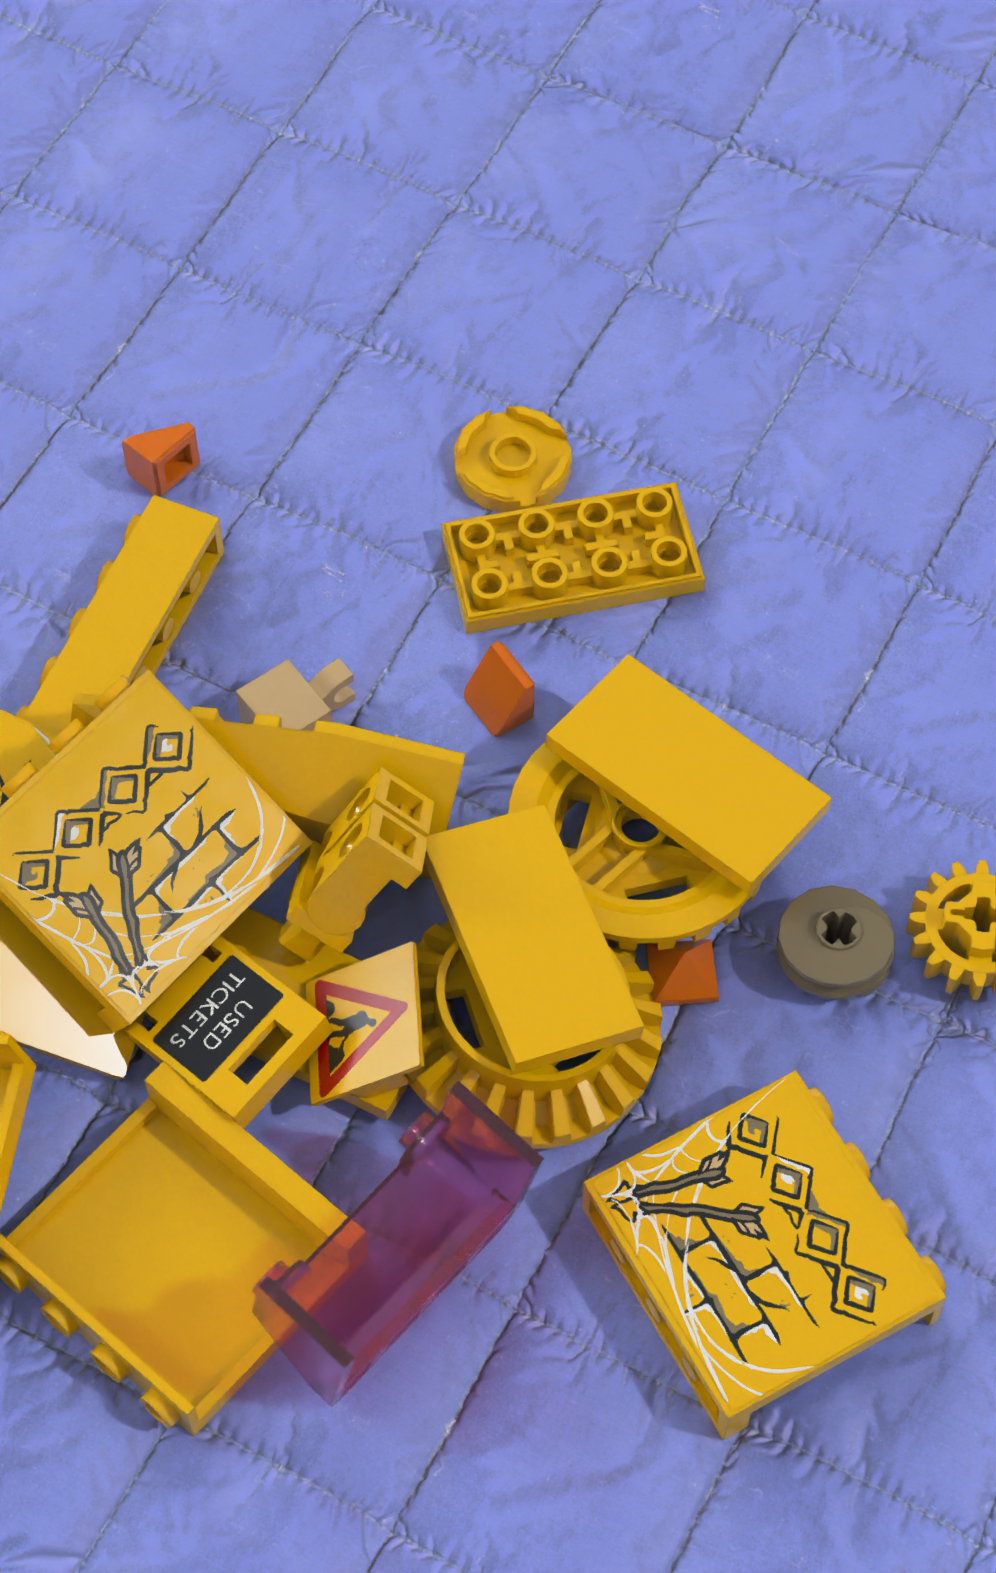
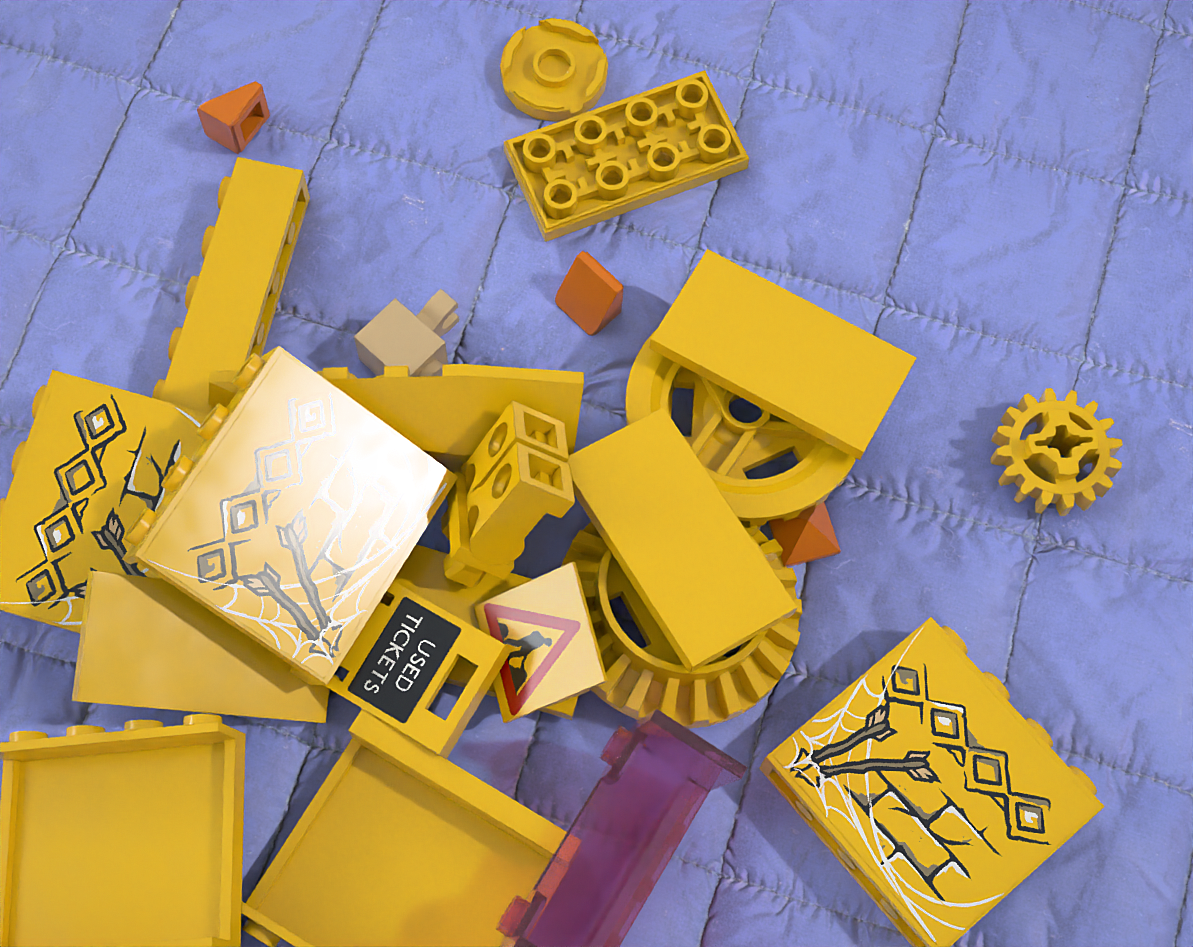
camera: 15 degrees left, 10 degrees up
(830, 967) = (919, 507): dark tan piece -> none

